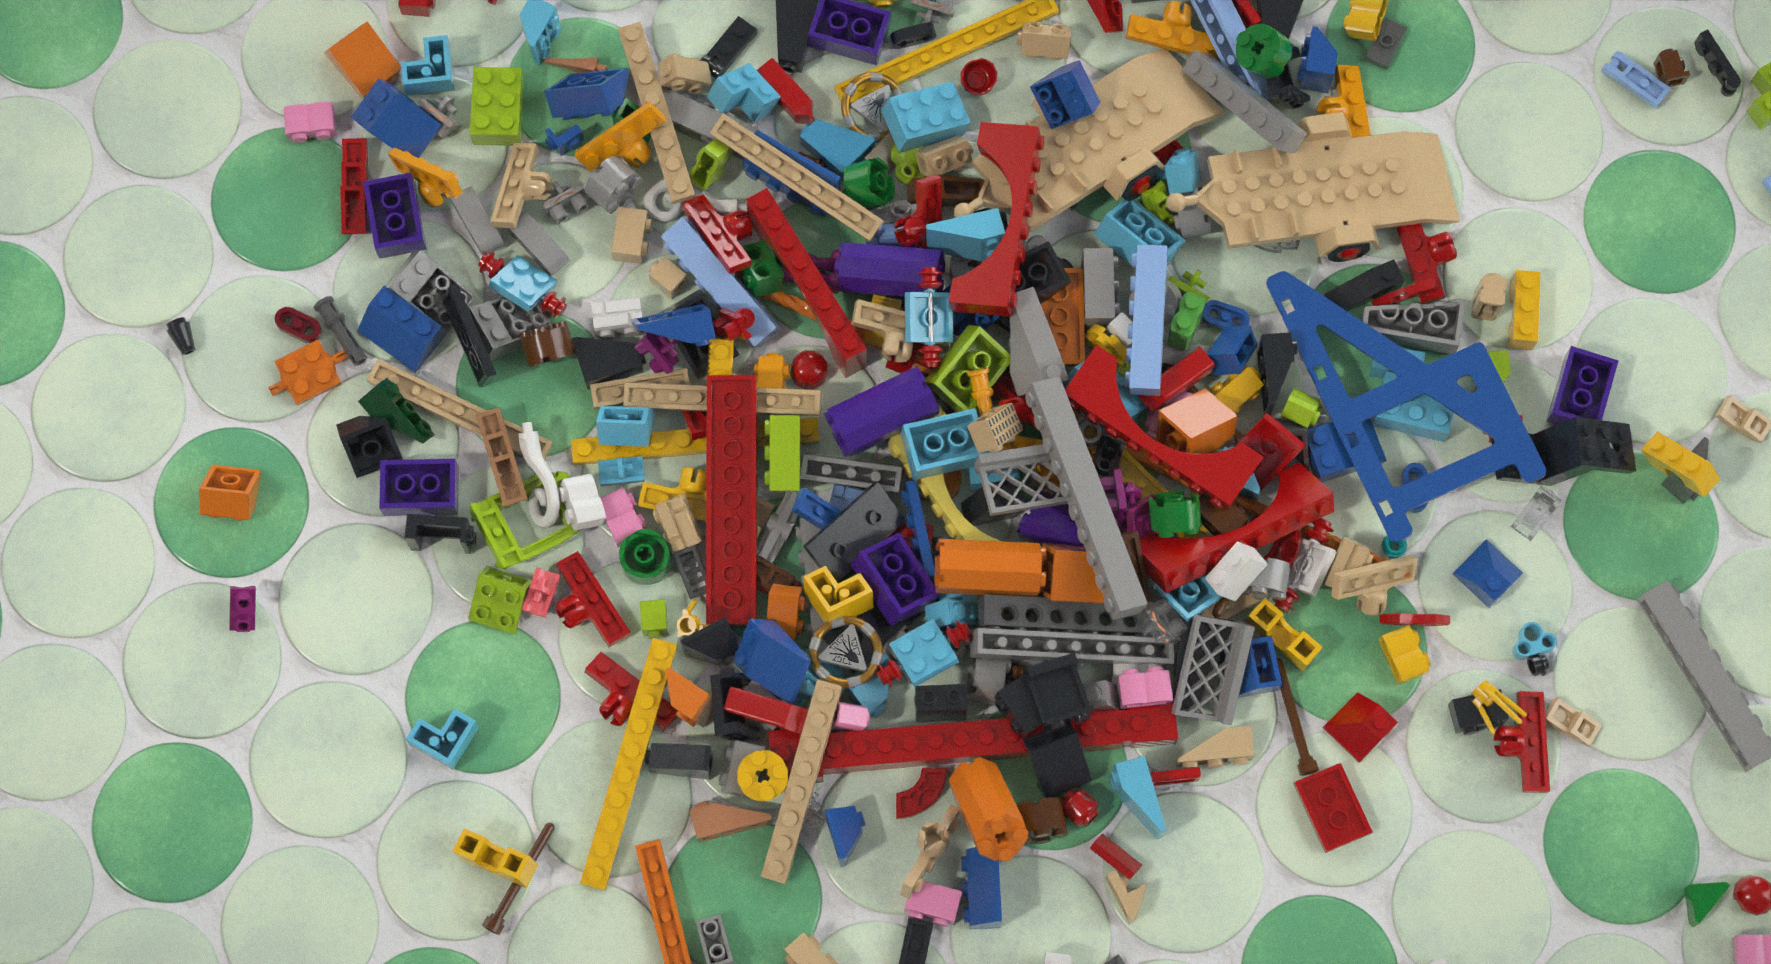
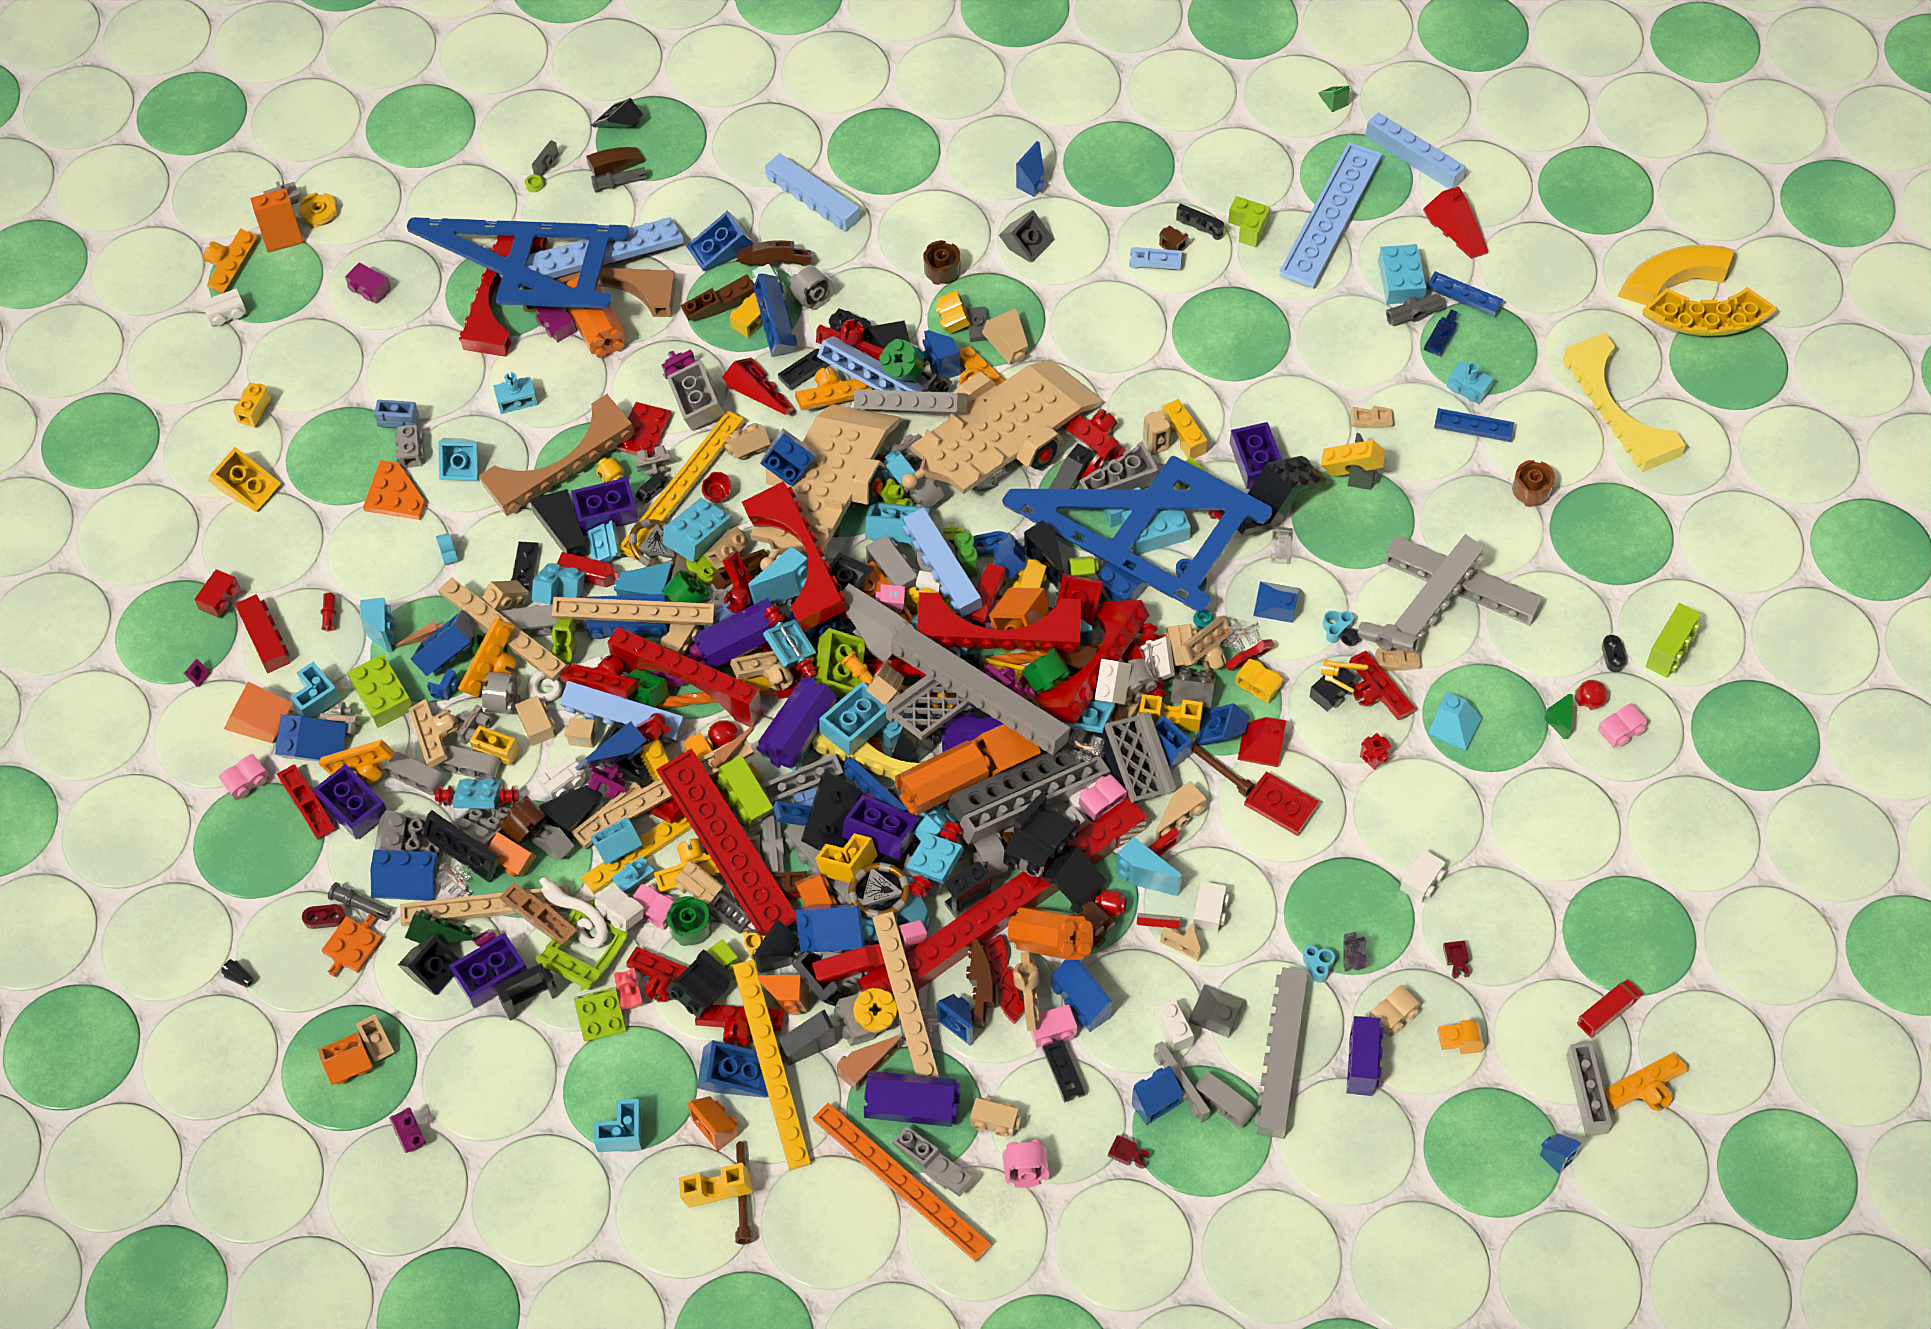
camera: 30 degrees left, 15 degrees down
(268, 490) = (374, 1037): none -> tan slope
(437, 448) = (484, 938): none -> magenta slope
(442, 357) = (447, 876): none -> clear hips
(514, 374) = (511, 855): none -> orange brick
(535, 788) = (713, 1122): none -> orange slope
(565, 382) = (552, 842): none -> light grey slope
(572, 239) = (495, 744): none -> yellow brick
(586, 744) = (731, 1070): none -> blue slope
(610, 636) = (701, 984): none -> black panel
(741, 891) = (912, 1098): none -> dark purple brick
(788, 400) = (724, 754): none -> nougat piece
(823, 72) = (604, 542): none -> medium azure plate
(827, 235) = (680, 638): none -> tan brick
(898, 802) = (981, 976): none -> reddish brown slope
(907, 846) = (1009, 997): none -> red tile
(1070, 325) = (891, 597): none -> bright pink brick
(1180, 875) = (1209, 906): none -> white brick
(1219, 147) = (905, 447): none -> light grey hips
(1328, 682) = (1221, 724): none -> blue slope
(1329, 620) = (1193, 686): none -> flat silver slope
(1406, 79) = (1007, 336): none -> tan slope
(1432, 594) = (1250, 632): none -> clear hips
(1466, 818) = (1375, 750): none -> red brick
(1576, 693) = (1388, 637): none -> light grey piece
(1582, 834) = (1455, 722): none -> medium azure slope
(1670, 674) = (1441, 586): none -> light grey brick

